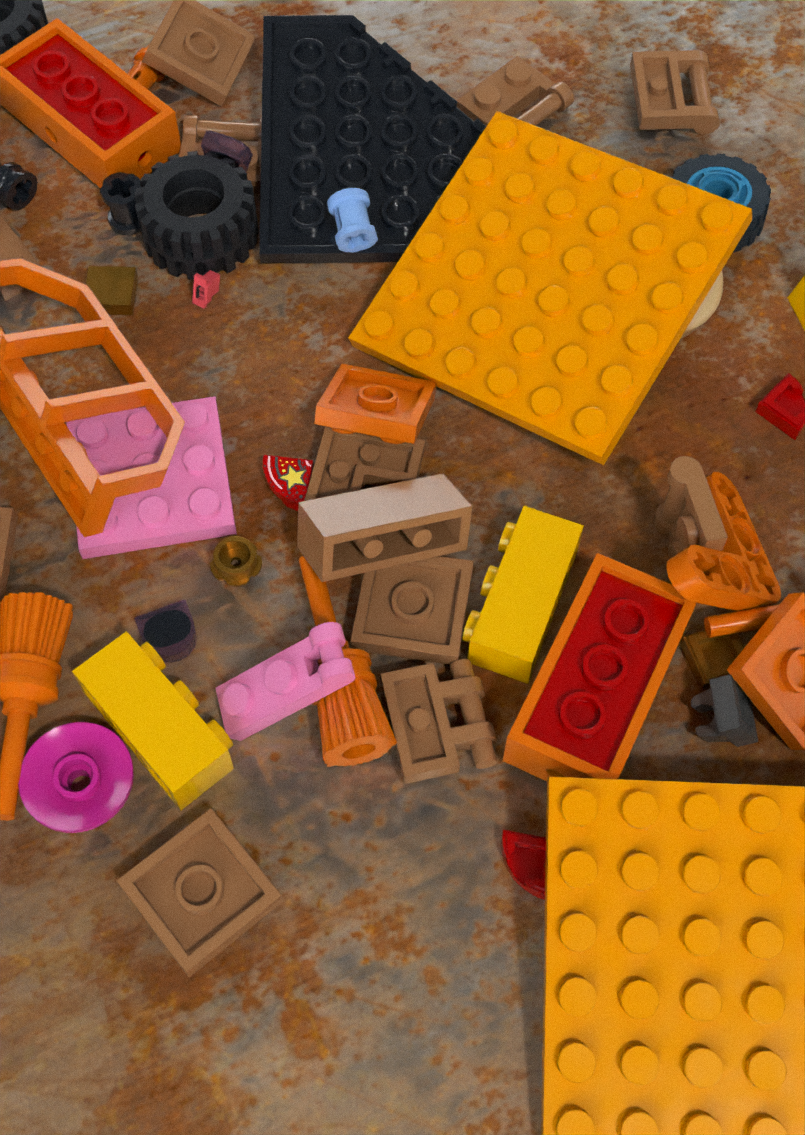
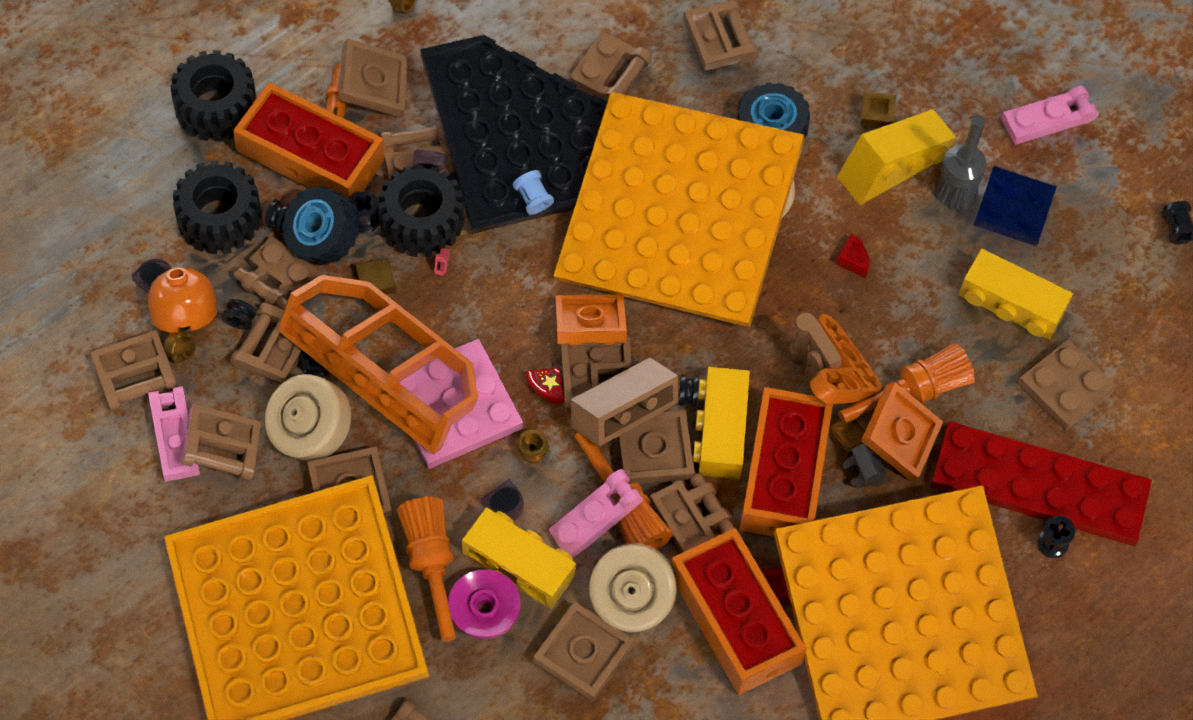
camera: 20 degrees left, 0 degrees up
(56, 204) = (304, 220): none -> black wheel
(304, 811) = (633, 587): none -> tan wheel
(457, 895) = (737, 611): none -> brick
(487, 534) = (688, 390): none -> black bush

